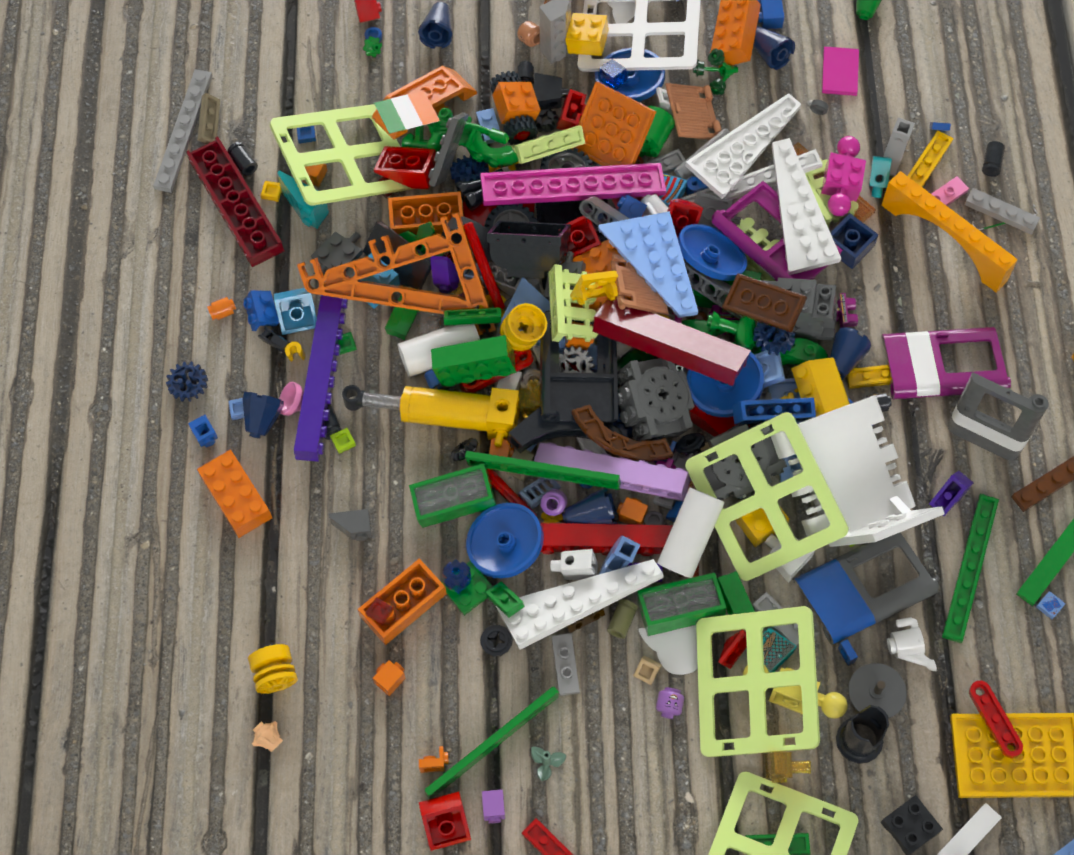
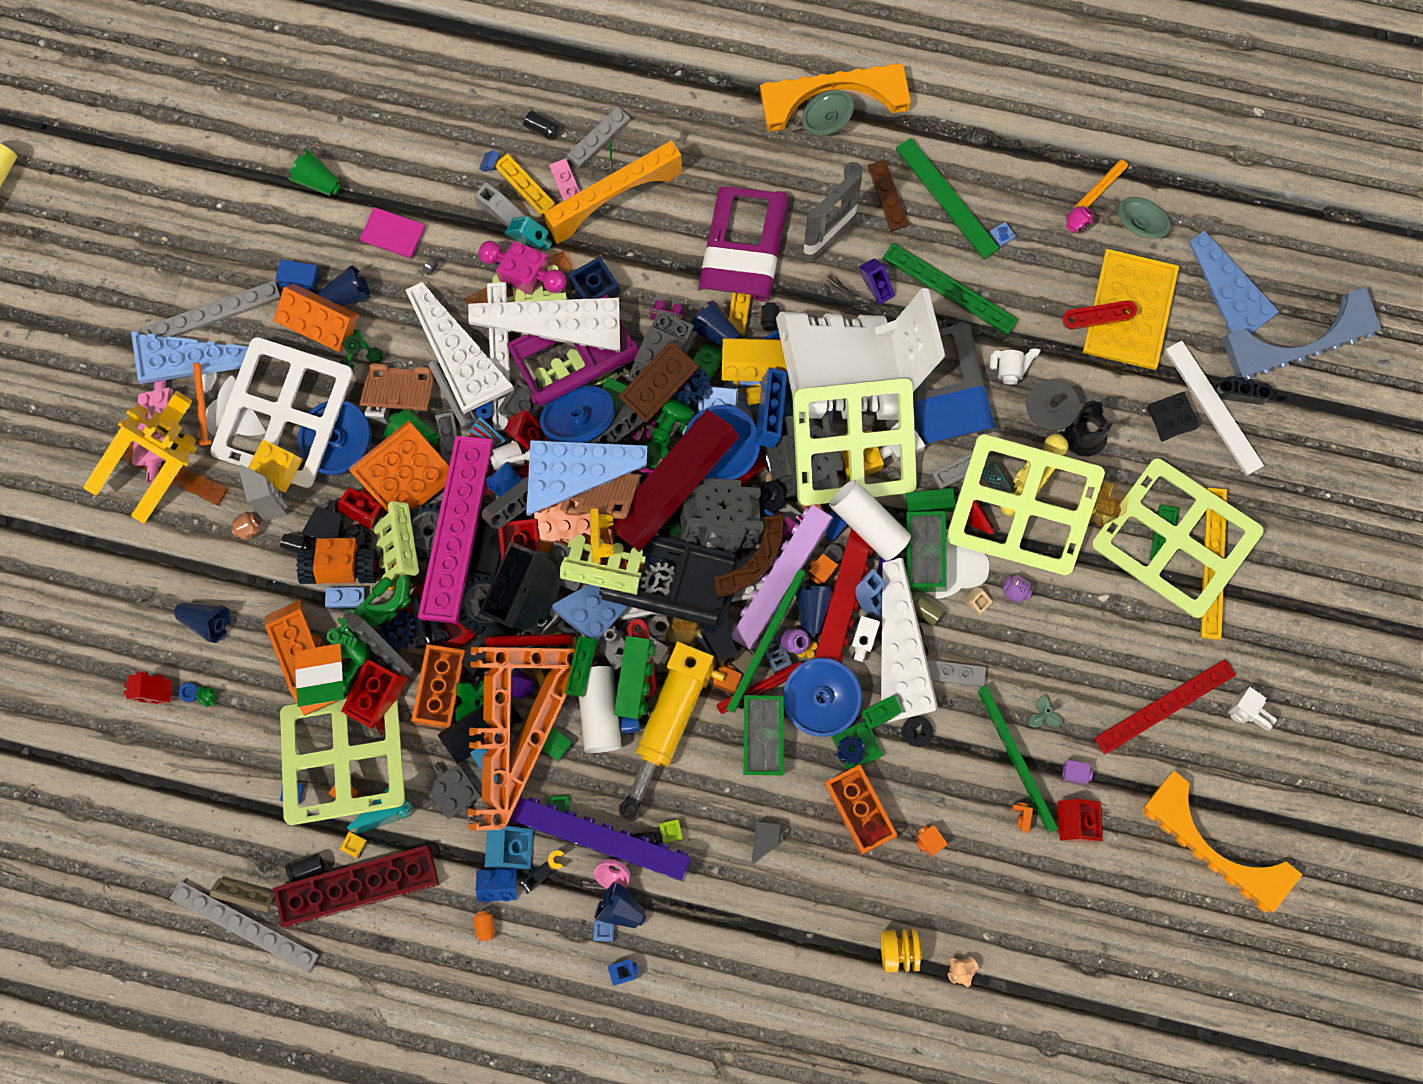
camera: 75 degrees left, 10 degrees up
(178, 387) = (556, 967): dark blue gear -> none
(234, 493) = (701, 953): orange brick -> none
(459, 451) = (715, 704): black gear -> none
(530, 320) = (616, 617): yellow wheel -> none
(613, 74) = (334, 453): clear blue brick -> none
(847, 652) = (1006, 419): blue tile -> none

